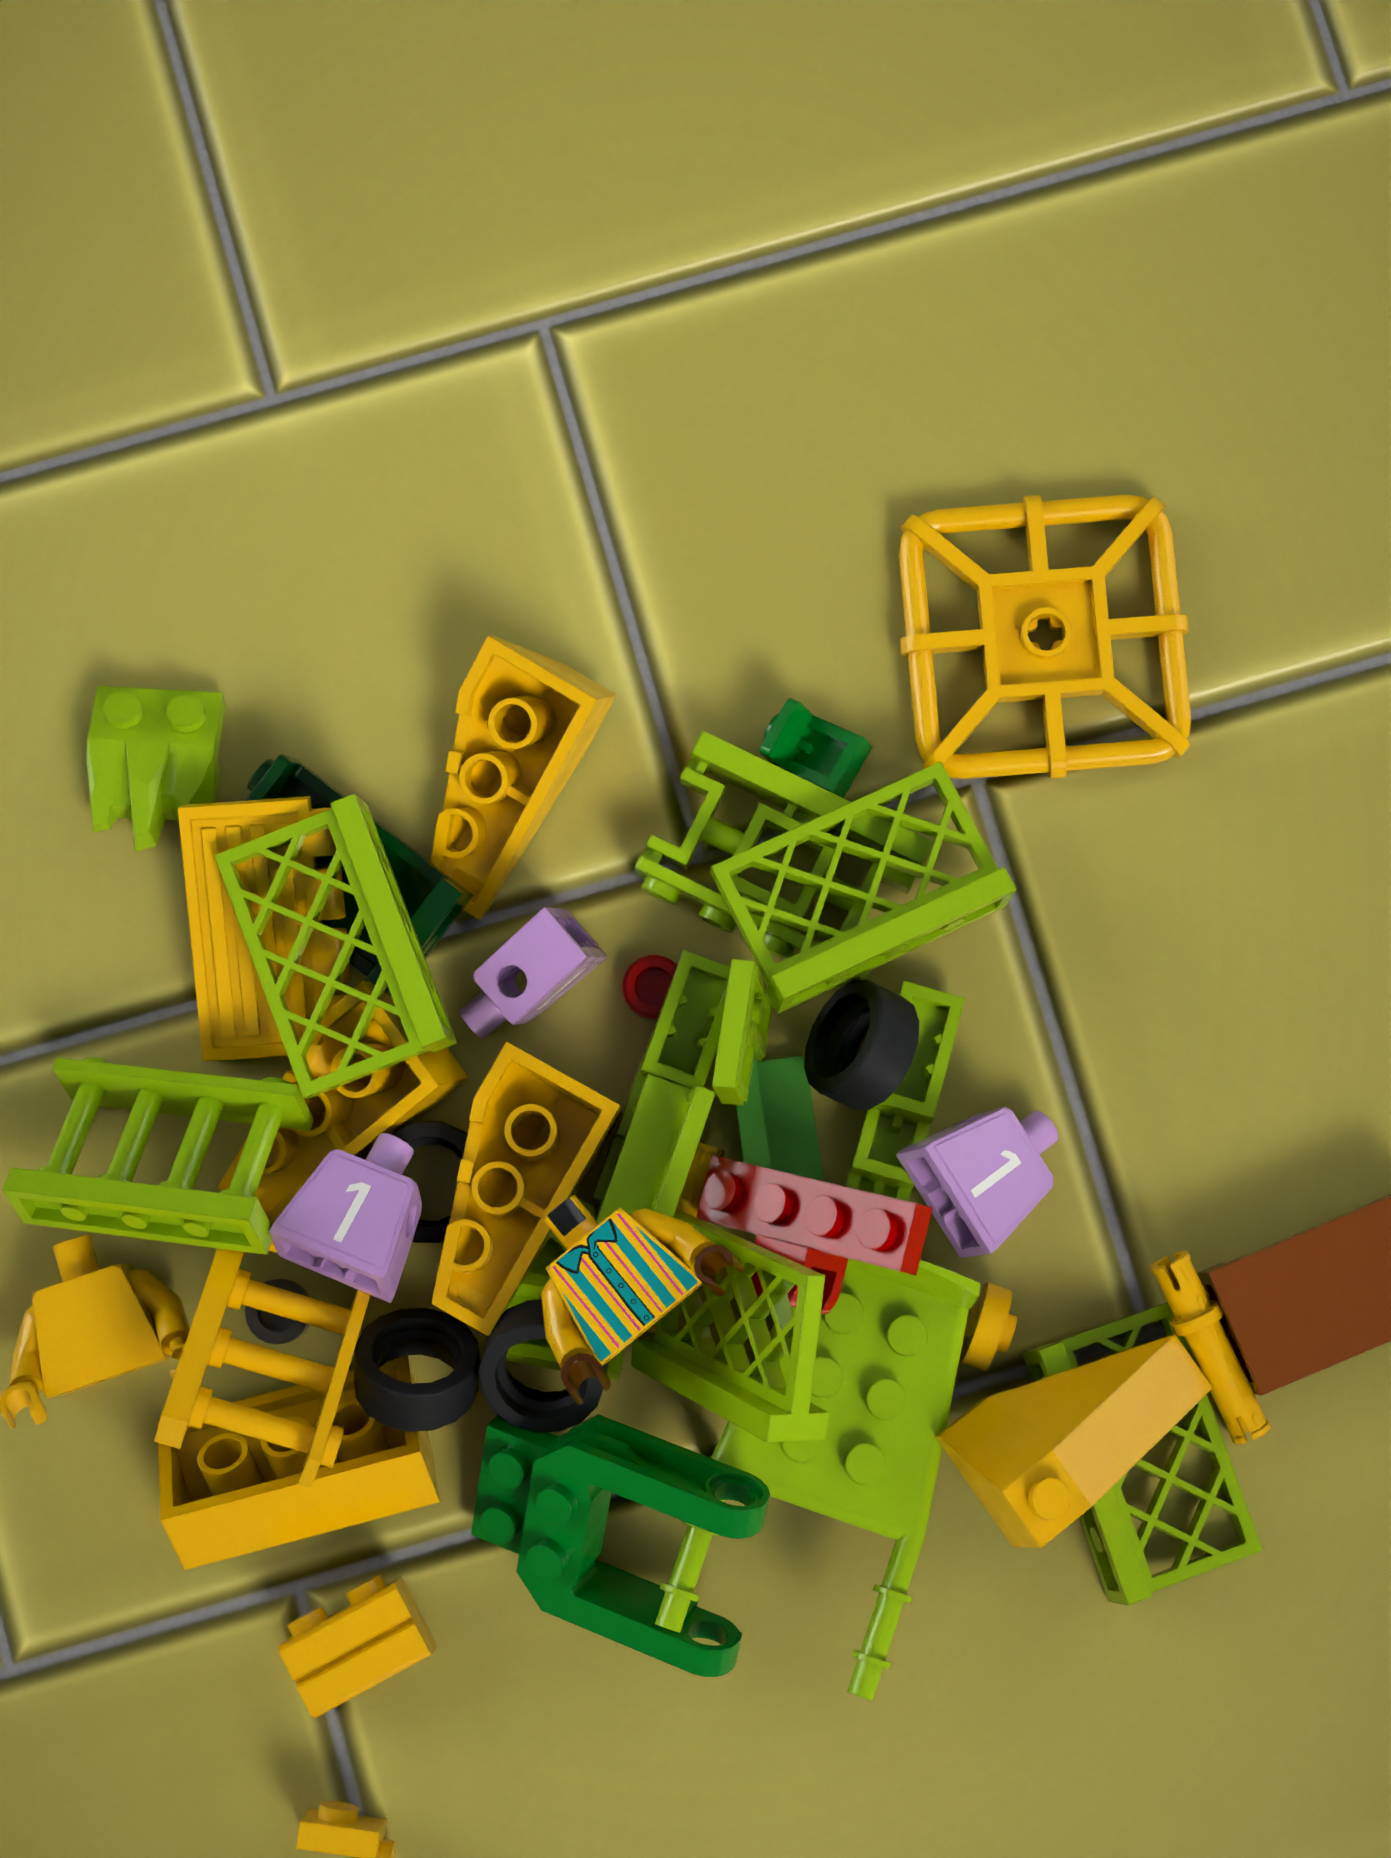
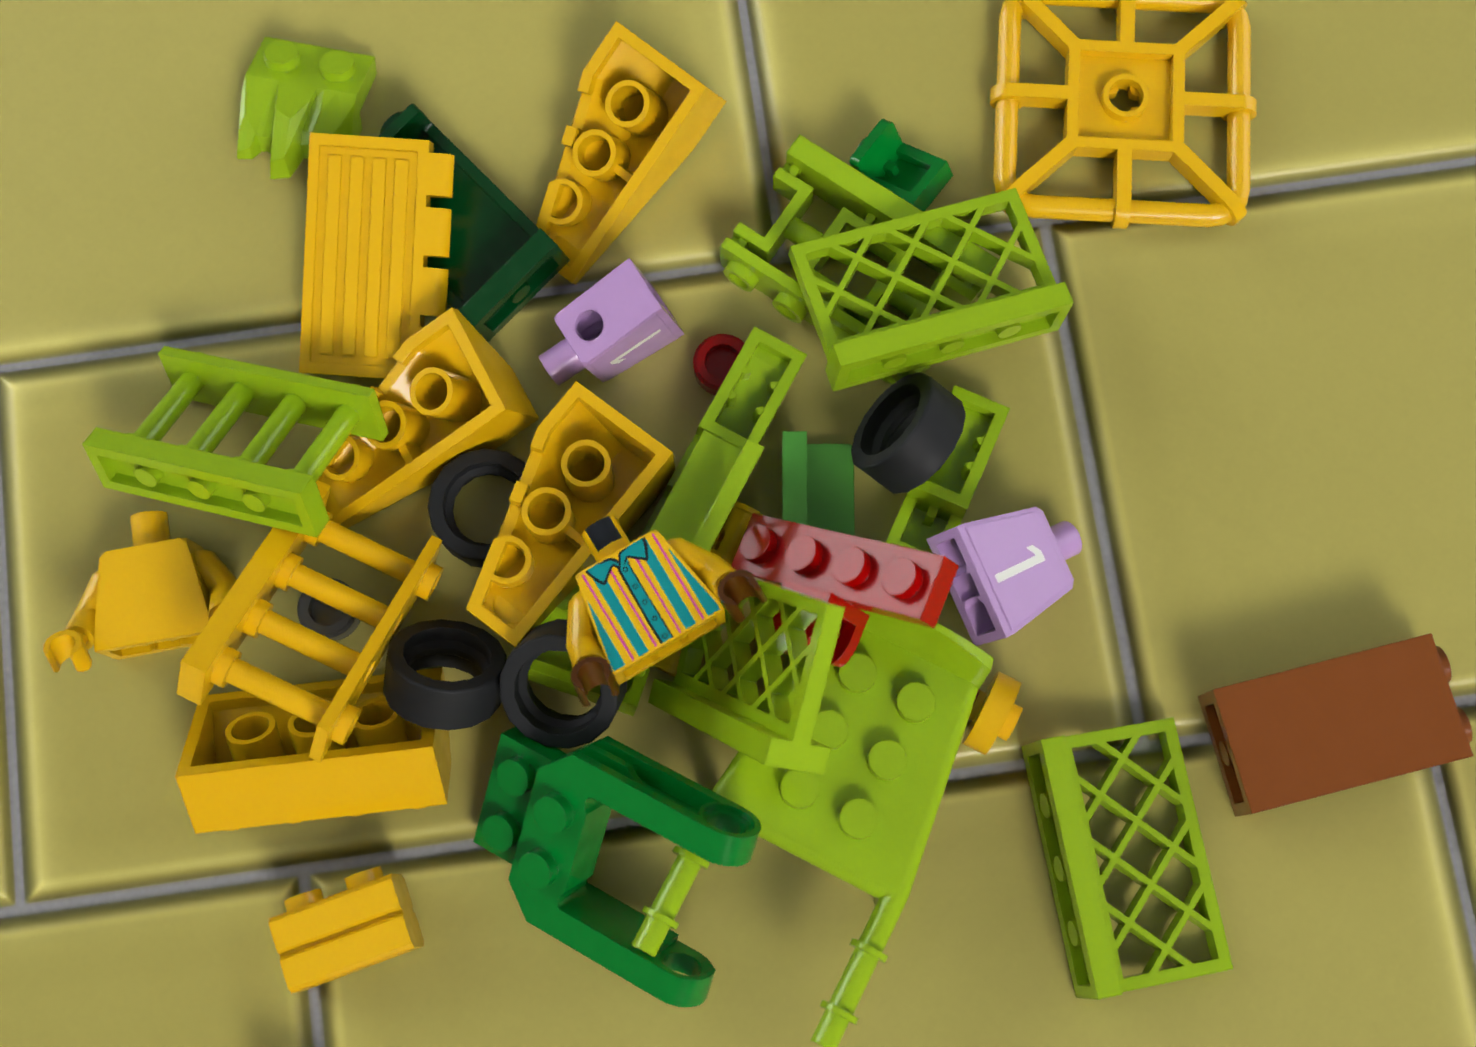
camera: 10 degrees right, 5 degrees down
(354, 1218) = (406, 520): lavender torso -> none
(388, 927) = (483, 260): lime fence -> none
(742, 1032) = (798, 399): lime tile -> none
(1065, 1440) = (1059, 824): yellow wedge -> none
(1199, 1323) = (1205, 764): yellow pin -> none

